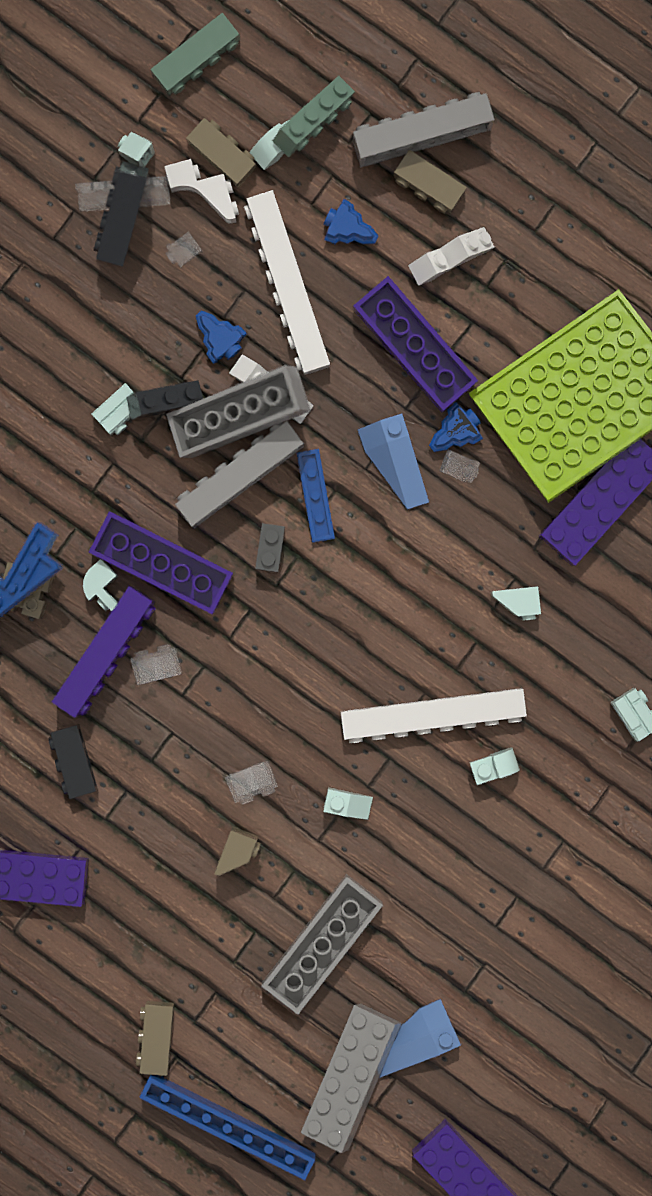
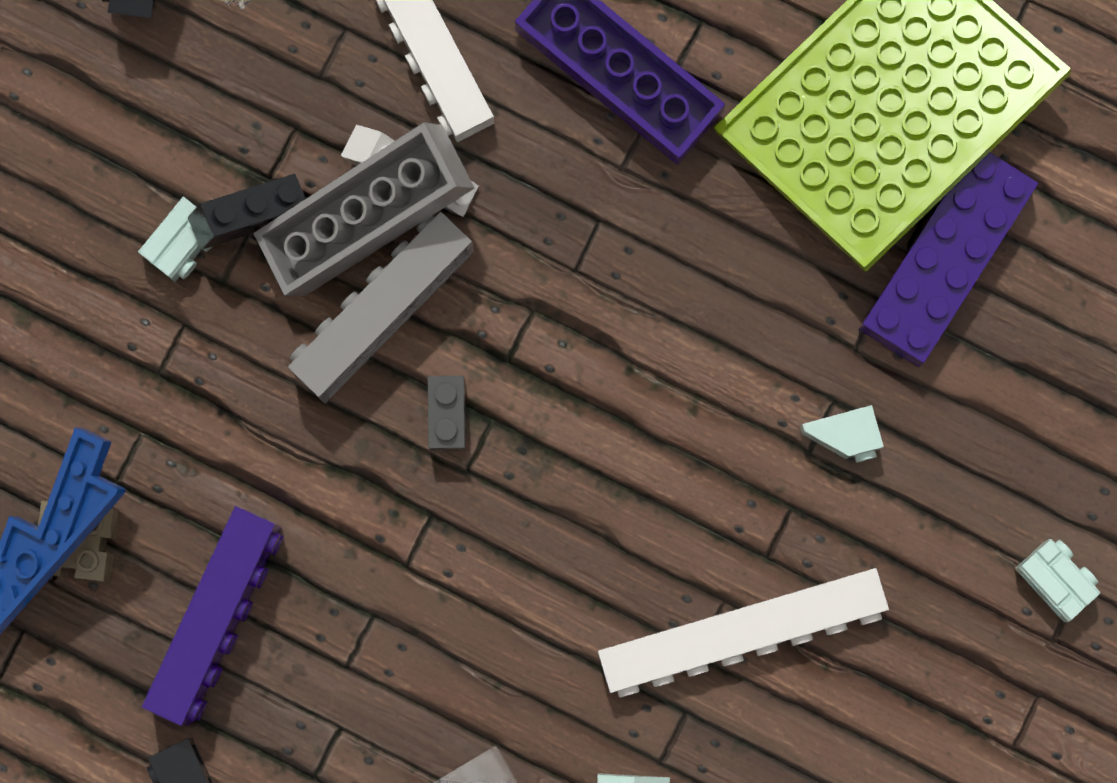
camera: 10 degrees left, 5 degrees down
(96, 581) = (184, 511): light aqua brick -> none
(156, 665) = (299, 624): clear brick -> none
(161, 562) = (281, 463): brick -> none
(219, 336) = (318, 104): blue rock -> none
(315, 495) = (504, 323): blue tile -> none
(392, 453) = (612, 239): medium blue wedge -> none
(457, 429) = (705, 186): blue rock -> none
(459, 467) = (719, 242): clear bracket -> none
(494, 766) = (852, 696): light aqua brick -> none

